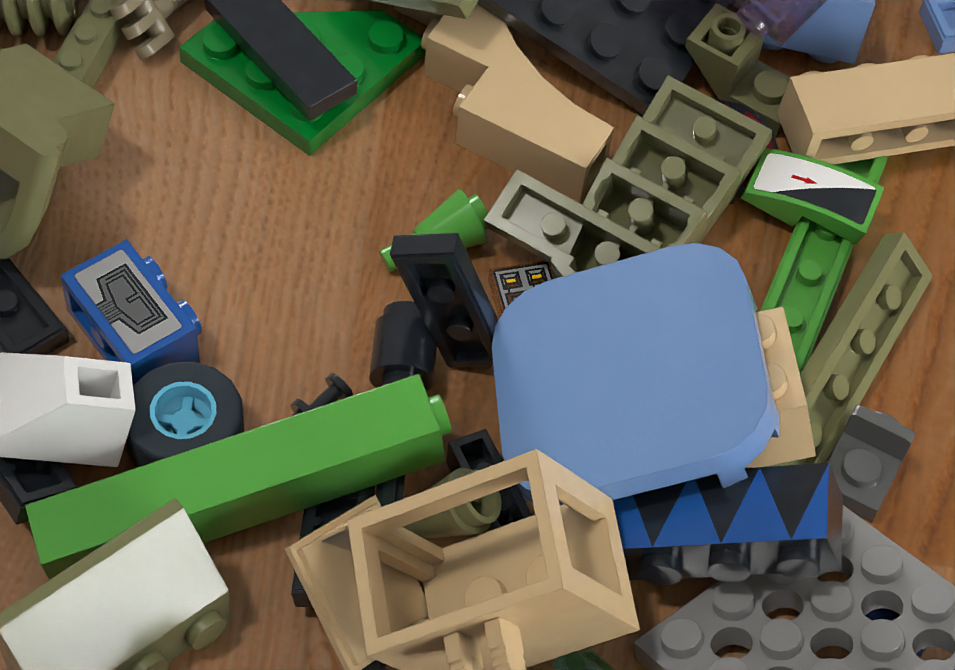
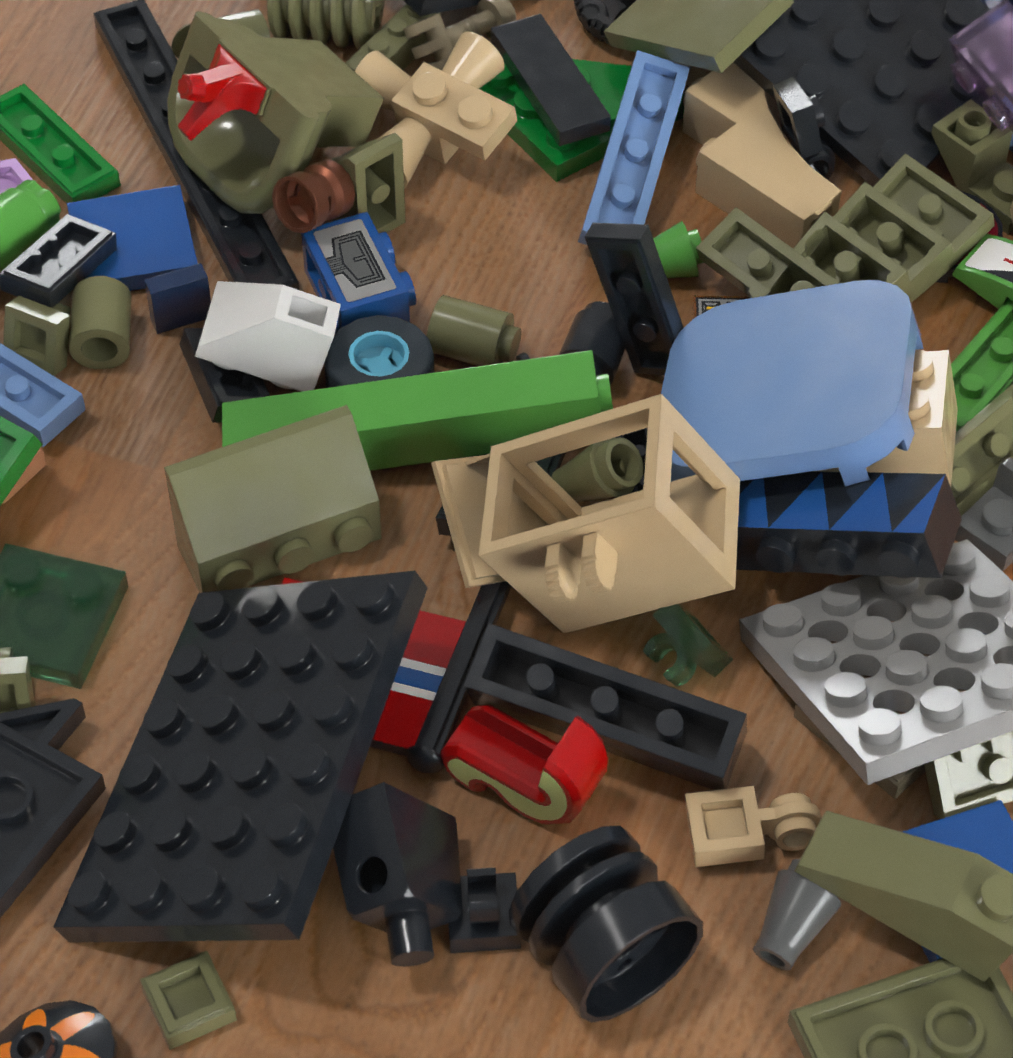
camera: 20 degrees right, 5 degrees down
(67, 236) = (313, 196): none -> copper wheel
(113, 203) = (377, 181): none -> olive slope
(169, 100) = (443, 108): none -> tan brick
(273, 358) = (472, 332): none -> olive brick
(390, 119) = (637, 142): none -> medium blue plate
(556, 56) = (800, 121): none -> black plate

